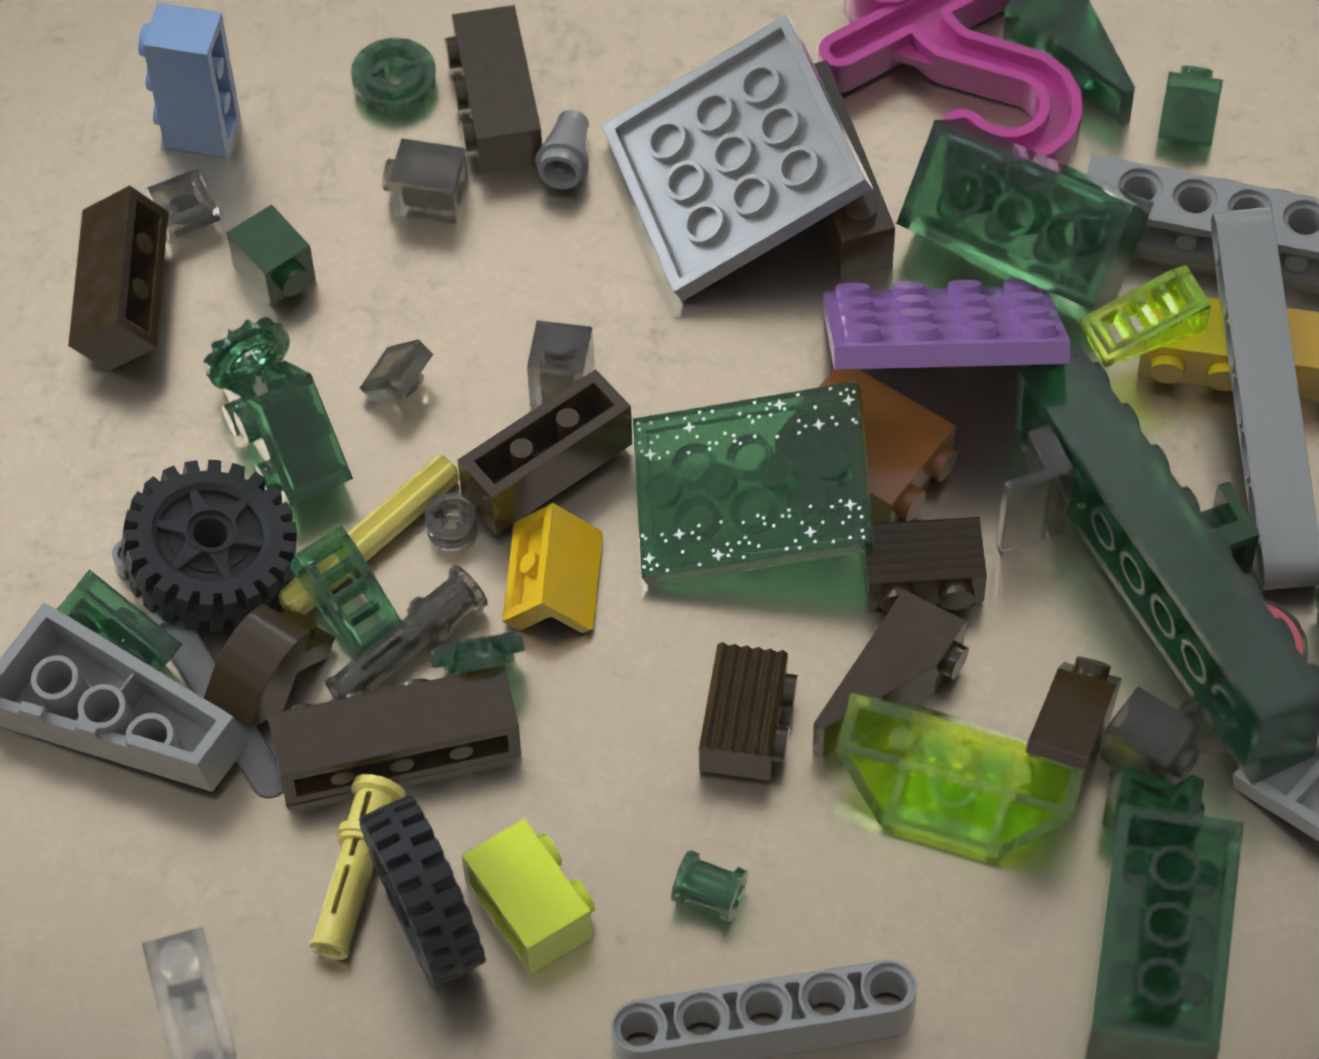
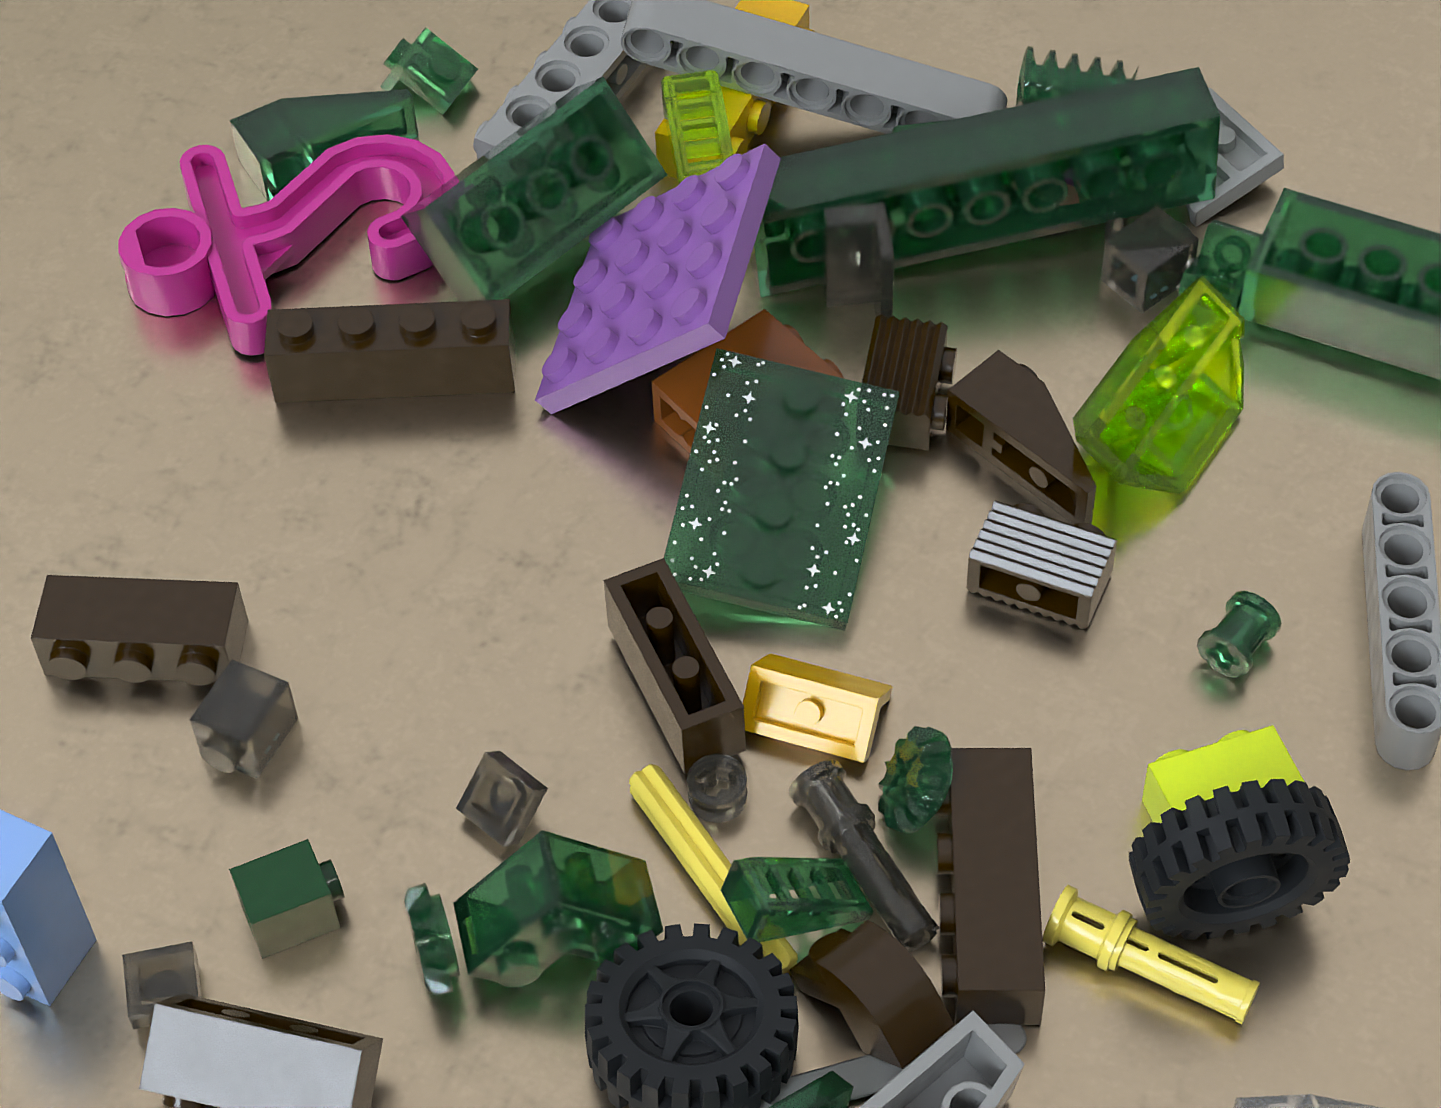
camera: 75 degrees left, 5 degrees down
(410, 60) = (46, 716): clear green gear -> none
(558, 358) = (556, 636): clear smoke brick -> none
(564, 154) = (266, 583): light grey cone -> none
(736, 157) = (357, 414): light grey plate -> none
(1075, 713) = (1141, 282): dark brown slope -> none

